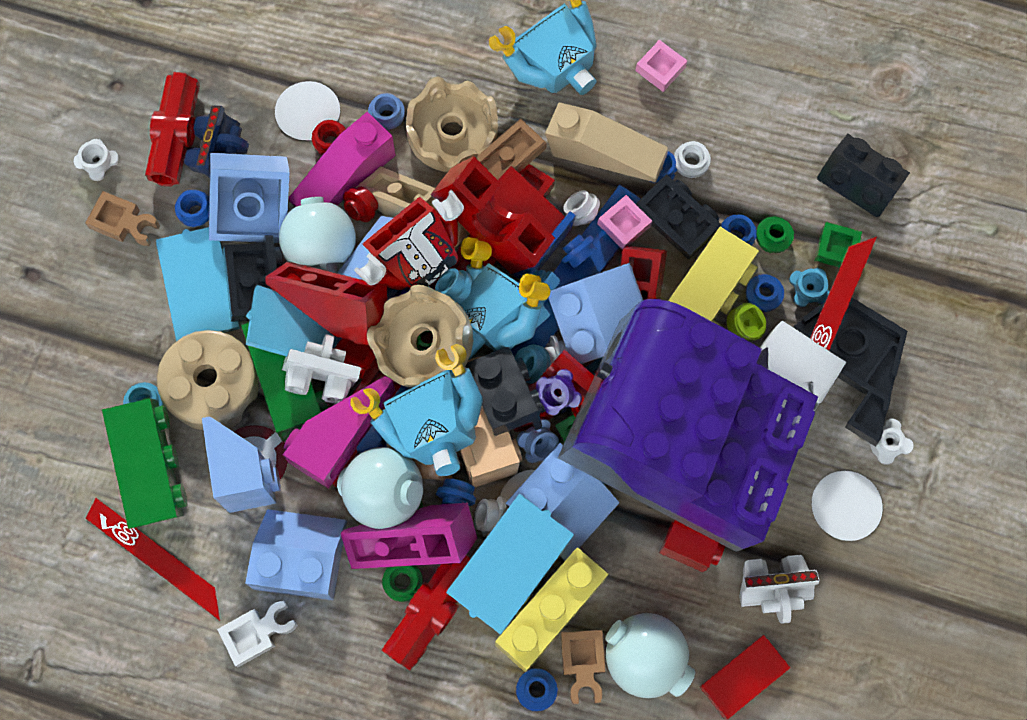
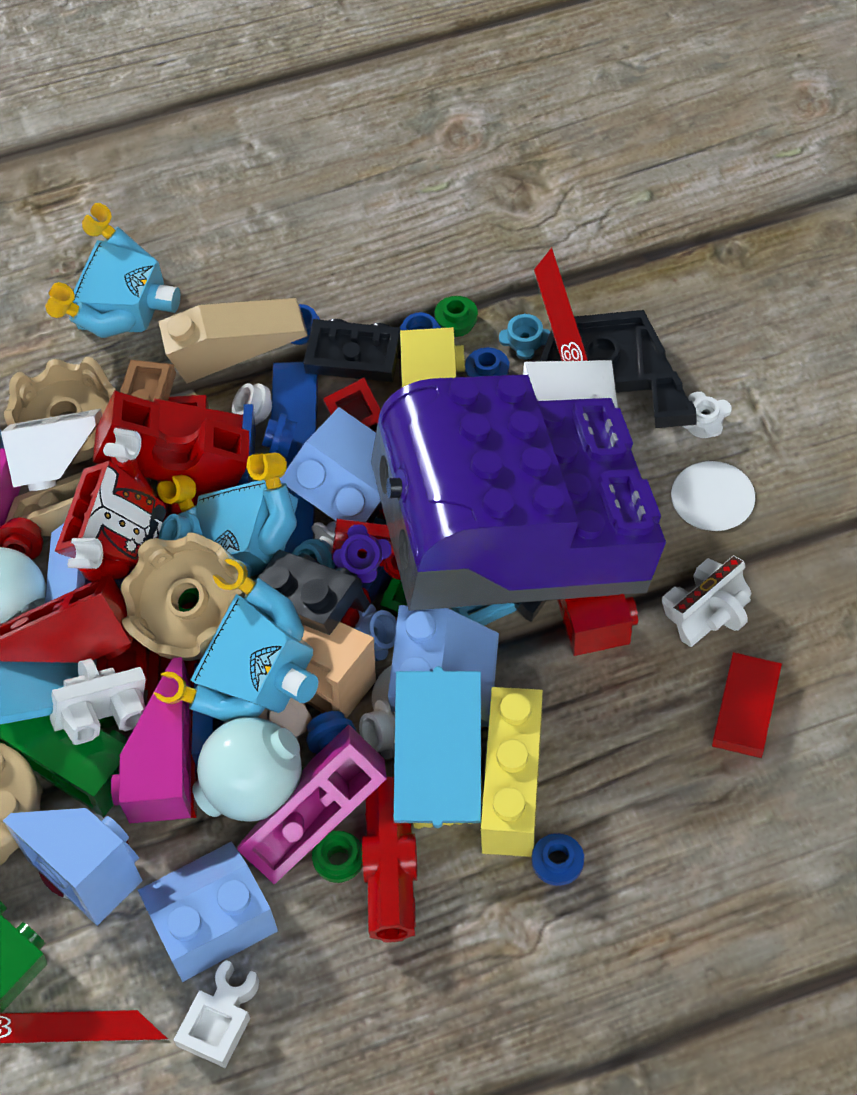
camera: 30 degrees left, 15 degrees down
(416, 152) = (46, 447): none -> white slope
(583, 658) = (582, 795): medium nougat plate -> none
(624, 222) = (305, 386): bright pink plate -> none
(648, 656) = (642, 744): light aqua brick -> none
(661, 65) = (233, 242): bright pink plate -> none
(692, 150) = (327, 299): white plate -> none
(834, 243) = (519, 287): green plate -> none
(862, 175) = (496, 219): black bracket -> none

